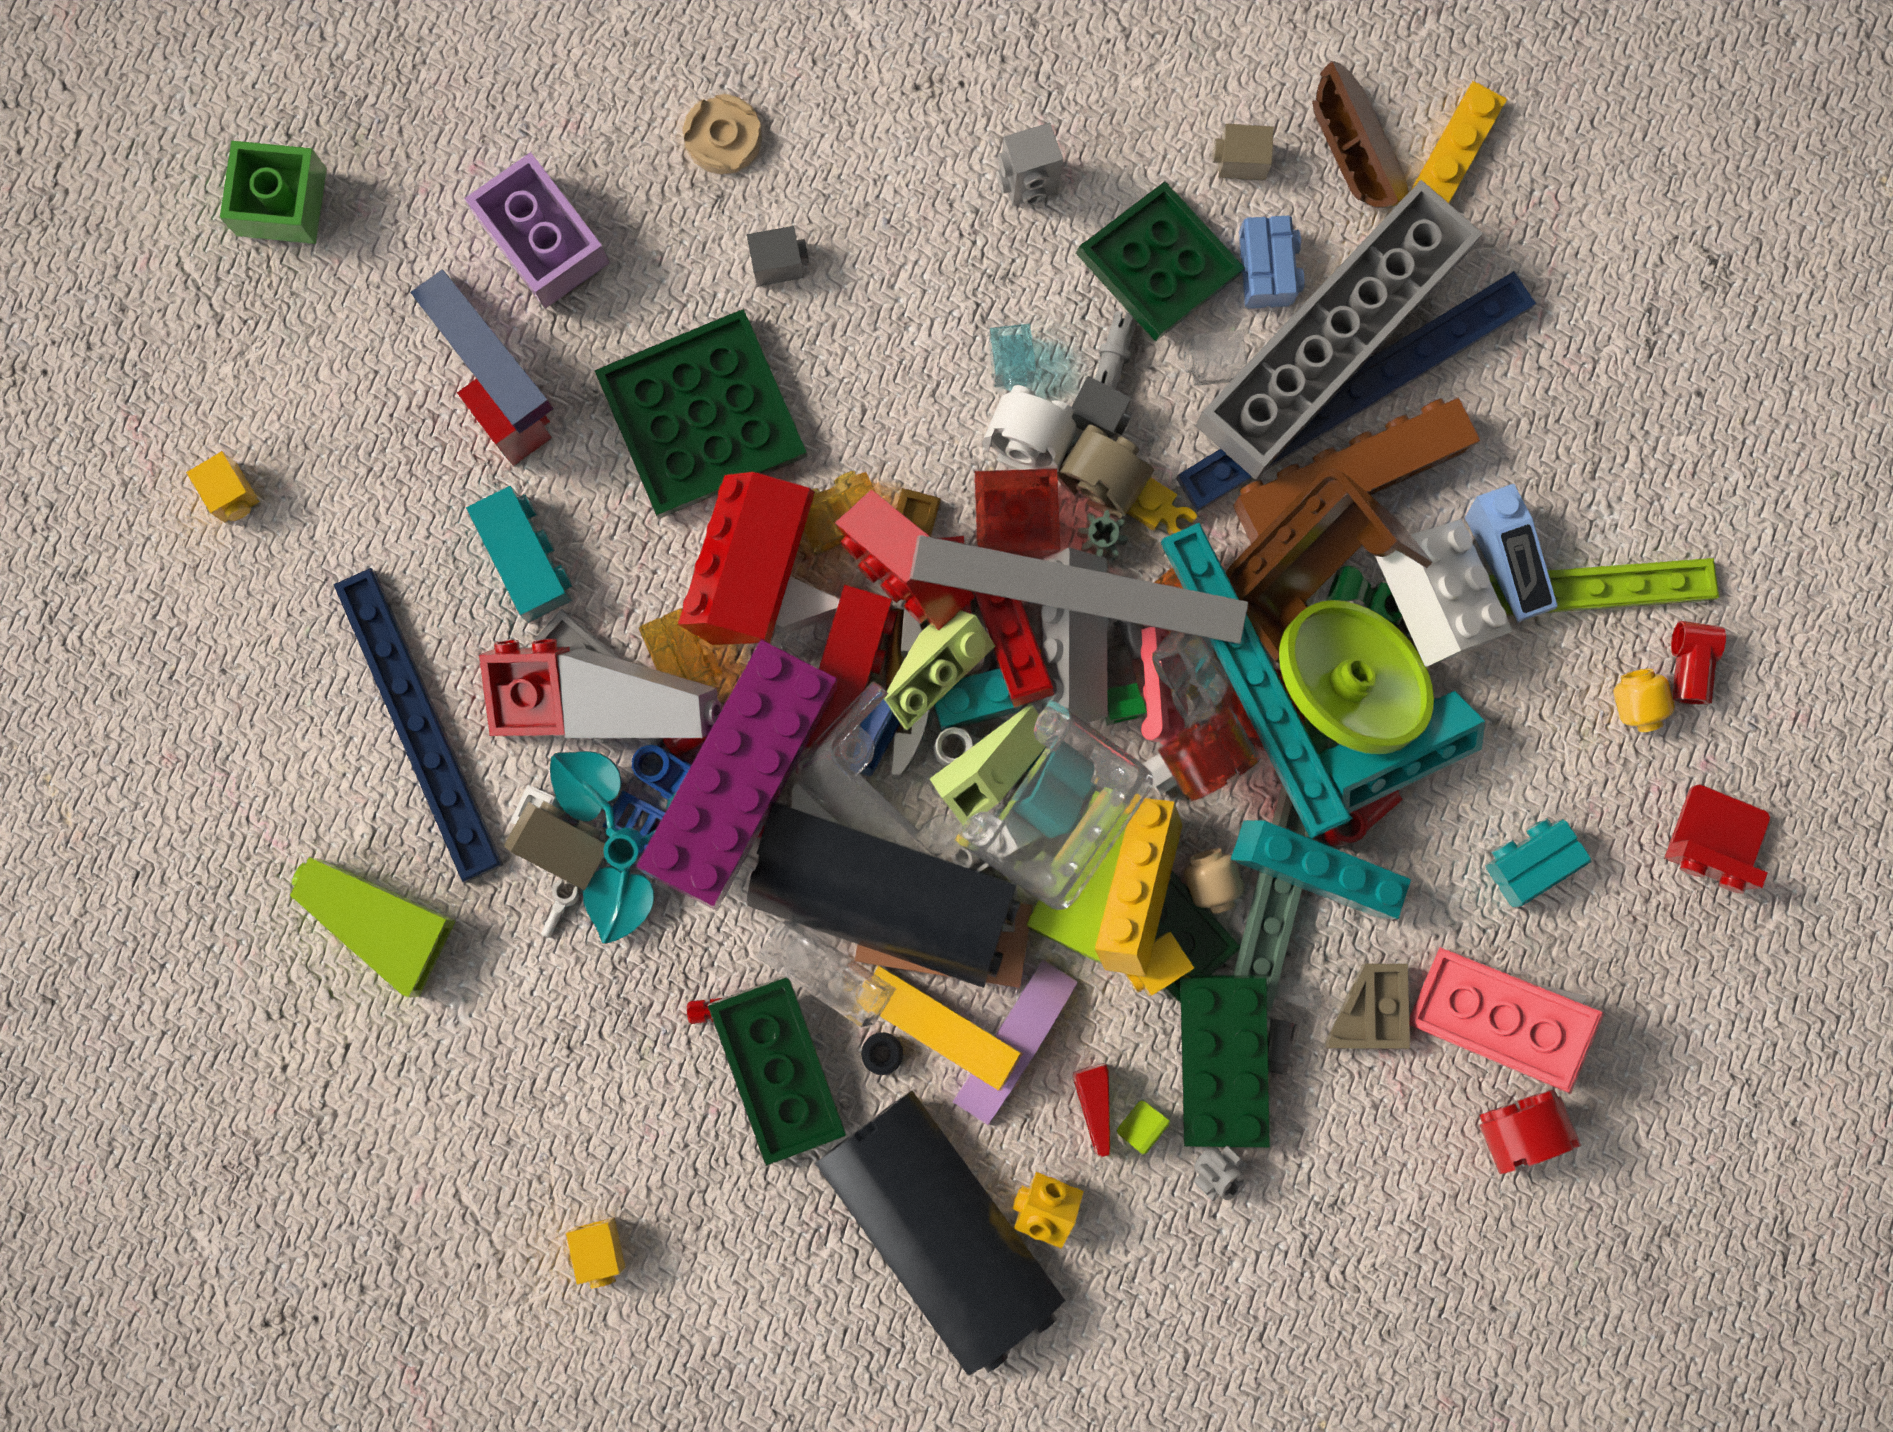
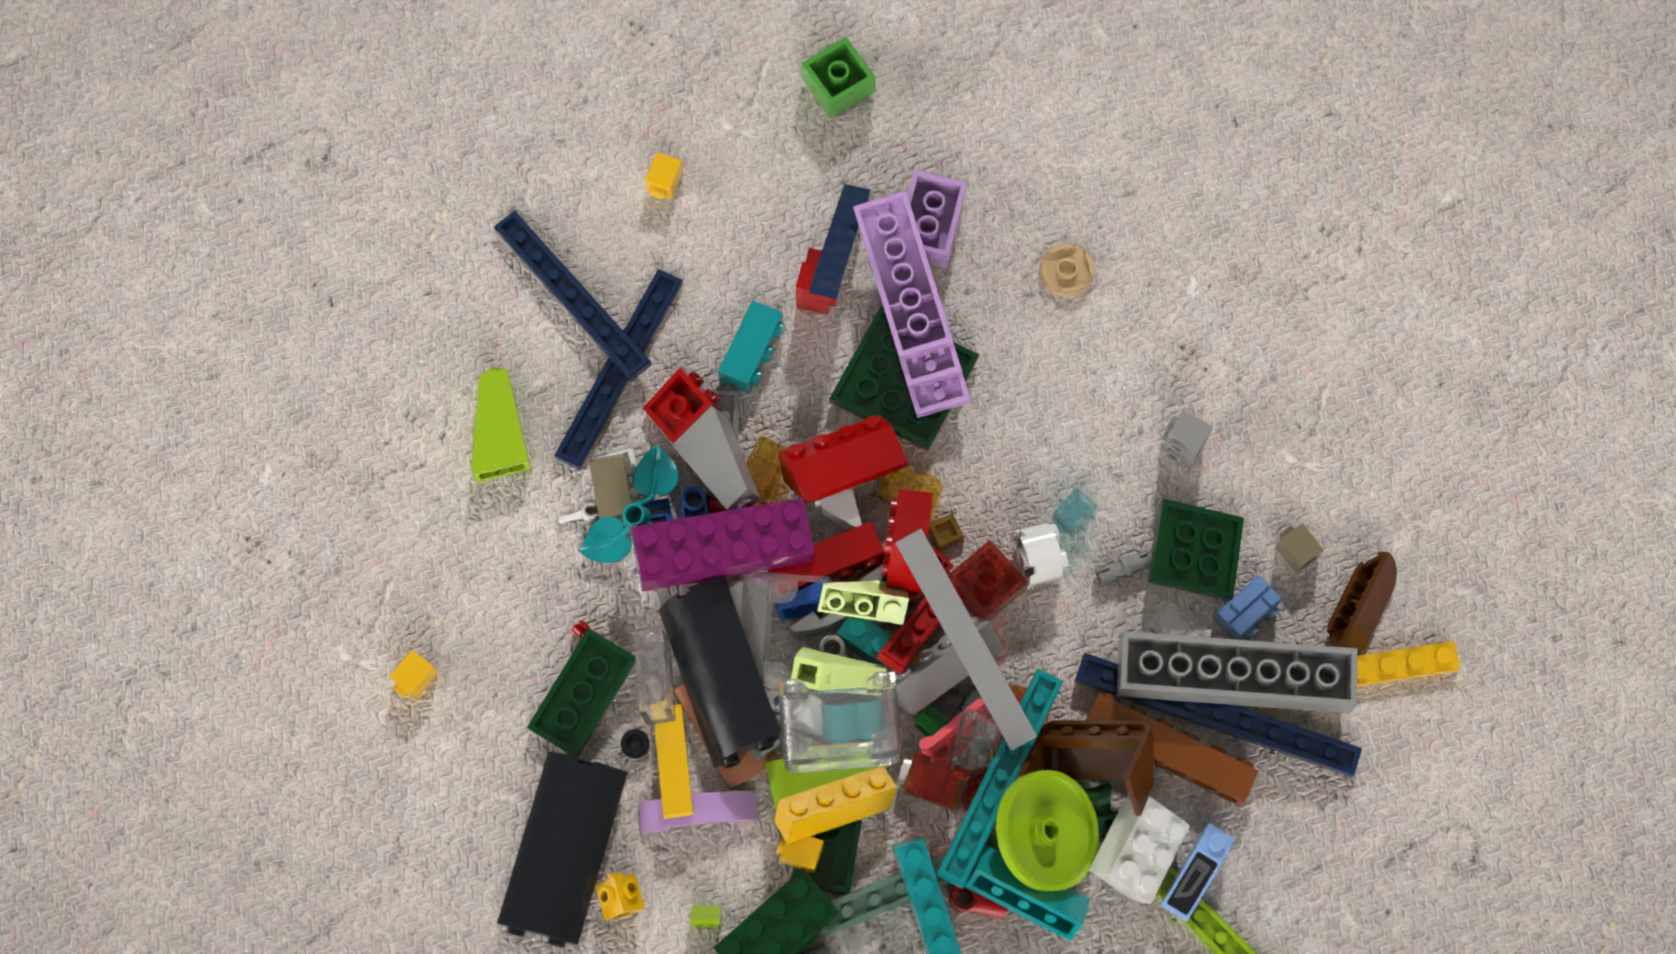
camera: 55 degrees right, 10 degrees down
(281, 709) = (572, 296): none -> dark blue tile
(623, 330) = (912, 304): none -> lavender slope
(777, 255) = (1023, 349): dark grey brick -> none
(1093, 1094) = (700, 876): red slope -> none
(1102, 408) = (1084, 583): dark grey brick -> none
(1103, 525) = (1008, 635): sand green gear -> none
(1105, 472) = (1050, 610): dark tan brick -> none
(1156, 506) = (1058, 654): yellow plate -> none
(1214, 880) = (873, 848): tan head -> none

